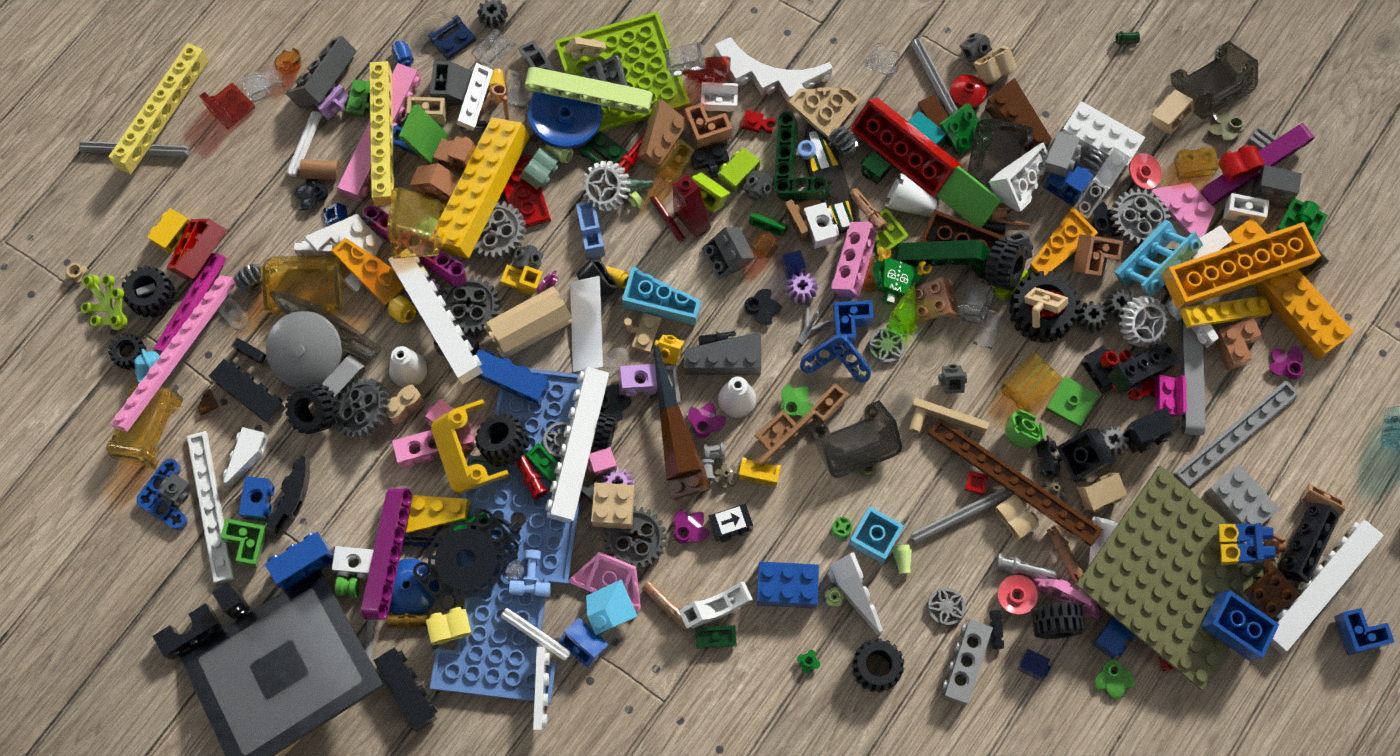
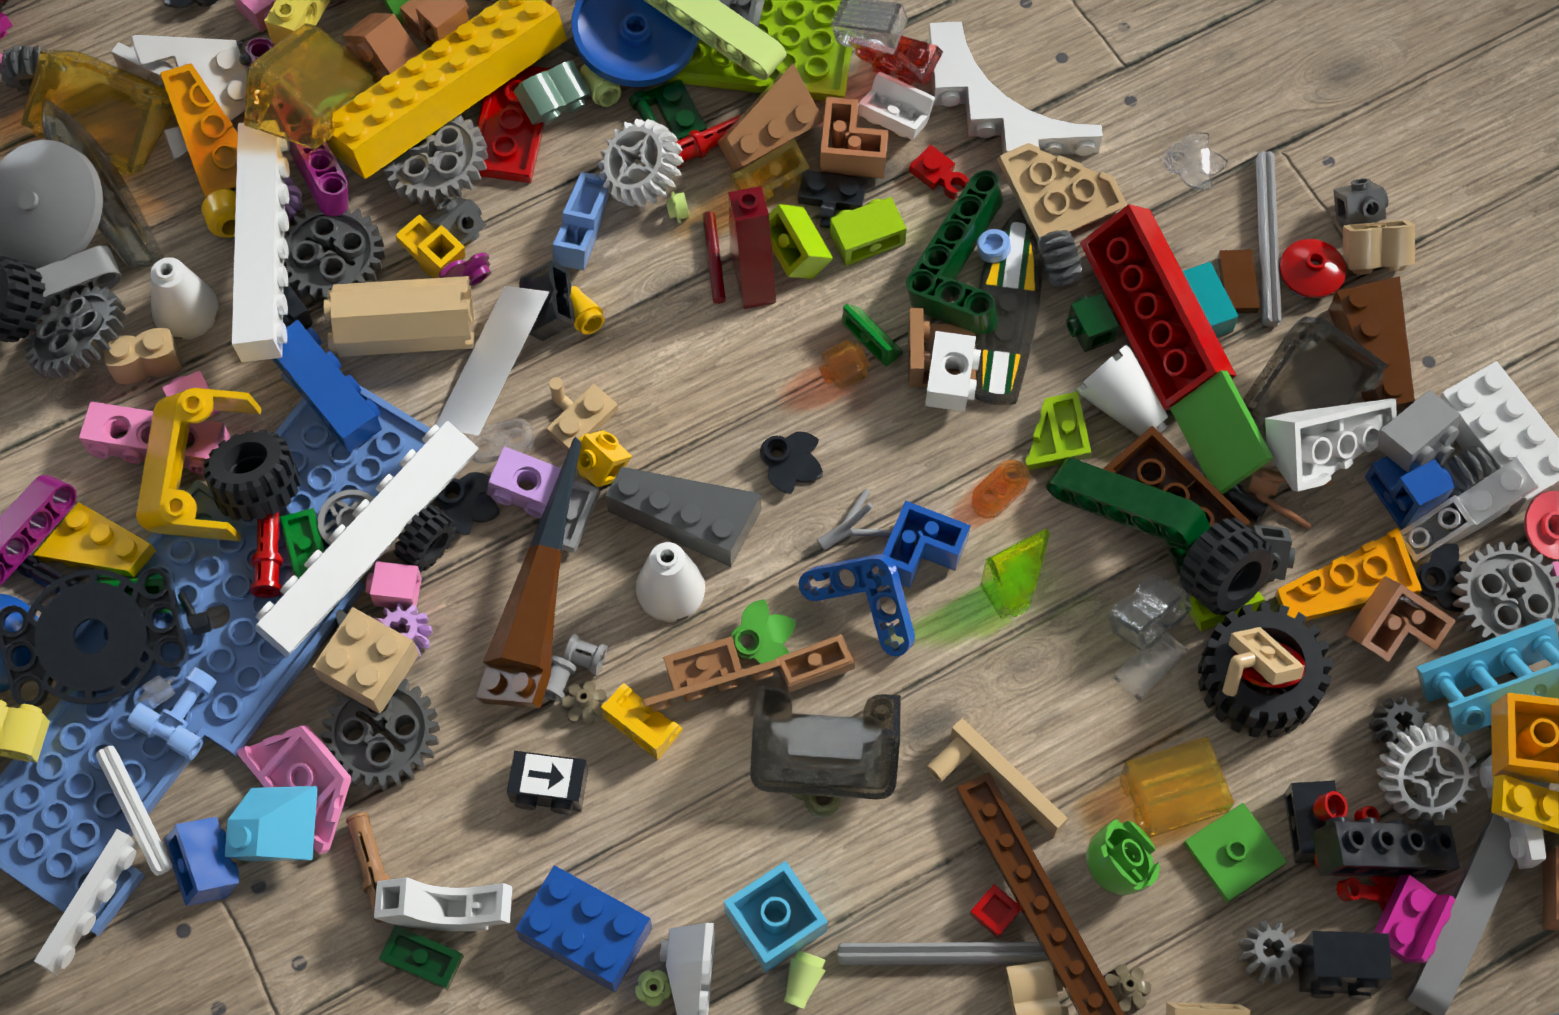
camera: 25 degrees right, 5 degrees down
(335, 213) = (214, 28): clear blue slope -> none
(637, 185) = (694, 185): sand green piece -> none
(659, 299) = (625, 370): medium azure wedge -> none
(690, 524) = (485, 757): magenta plate -> none
(707, 418) = (604, 595): magenta plate -> none
(710, 338) = (691, 473): black axle -> none
(728, 252) = (781, 349): dark grey slope -> none
(758, 185) = (884, 267): dark grey brick -> none
(793, 264) = (875, 415): clear blue brick -> none
(795, 285) = (882, 459): lavender gear -> none
(844, 525) = (726, 870): bright green wheel -> none
(854, 259) = (980, 451): bright pink brick -> none
(872, 214) = (1046, 391): medium nougat pin -> none
(886, 345) = (963, 614): wheel -> none
(894, 276) = (1030, 504): green torso -> none
(935, 300) = (1081, 576): nougat bracket -> none
(952, 379) = (1043, 717): dark grey brick -> none
(960, 128) = (1266, 319): green plate -> none
(1050, 464) = (1143, 940): black hinge -> none
(1085, 454) = (1208, 951): black brick -> none
(1096, 312) = (1352, 732): dark grey gear -> none

